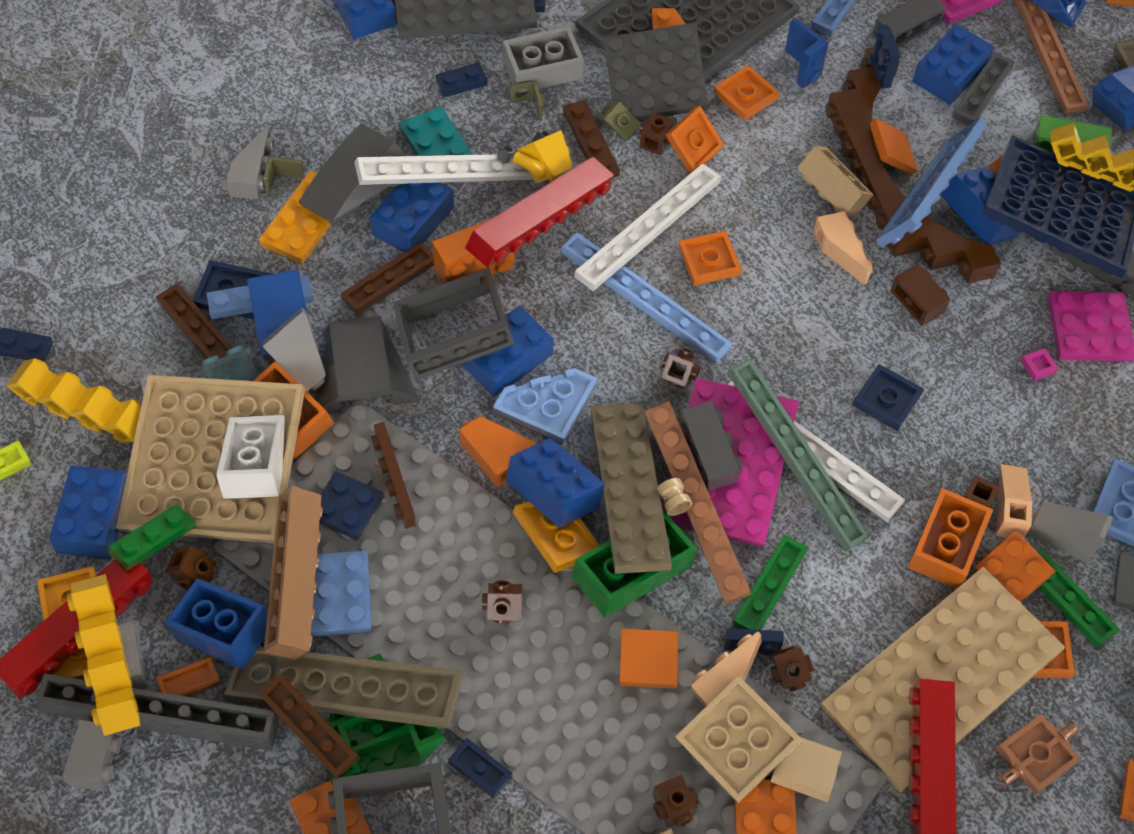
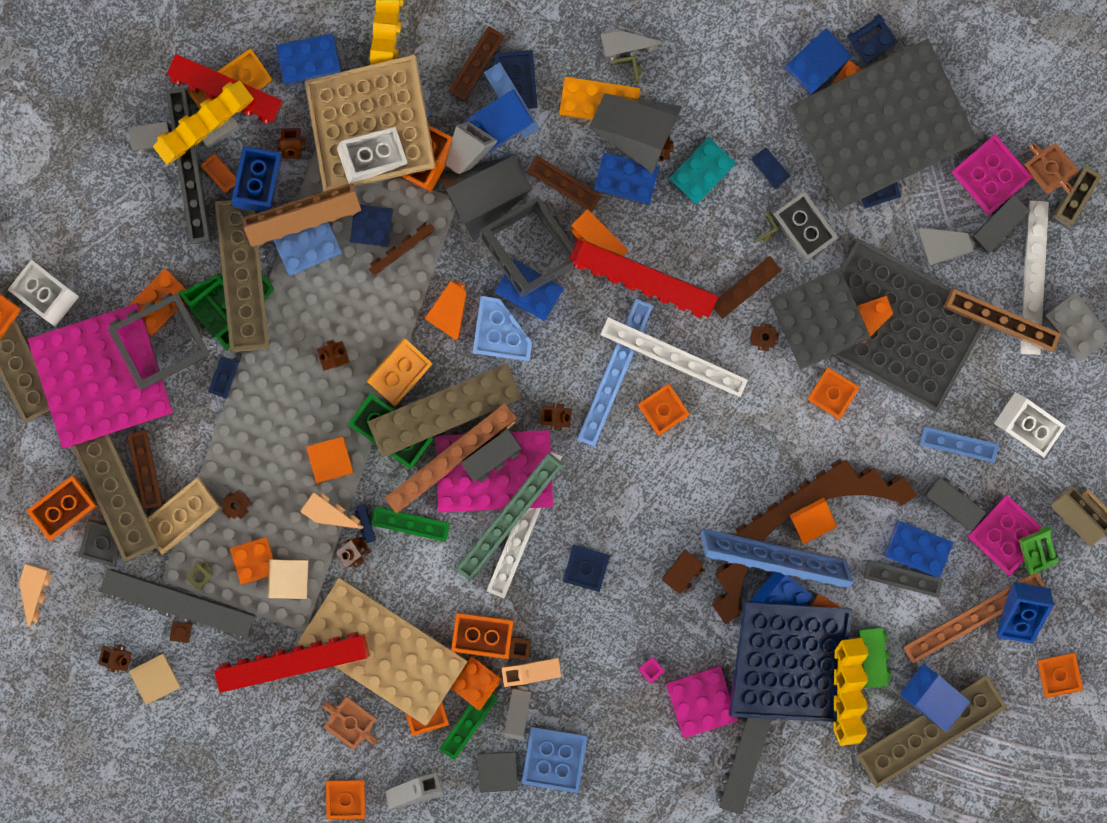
camera: 75 degrees right, 30 degrees up
(151, 537) = (296, 112): green plate -> none
(235, 366) = (444, 102): clear light blue bracket -> none
(309, 726) = (205, 265): reddish brown plate -> none
(436, 169) = (662, 196): white plate -> none
(543, 158) = (705, 260): yellow torso -> none
(555, 482) = (431, 359): blue brick -> none
(619, 119) = (769, 302): olive bracket -> none
(674, 497) = (444, 441): tan wheel -> none
(694, 139) = (765, 367): orange plate -> none
(738, 739) = (284, 532): tan plate -> none
(807, 49) = (872, 439): blue bracket -> none
(834, 181) = (762, 484): tan brick -> none
(838, 241) = (711, 500): light nougat slope -> none
(884, 56) = (879, 496): dark blue plate -> none

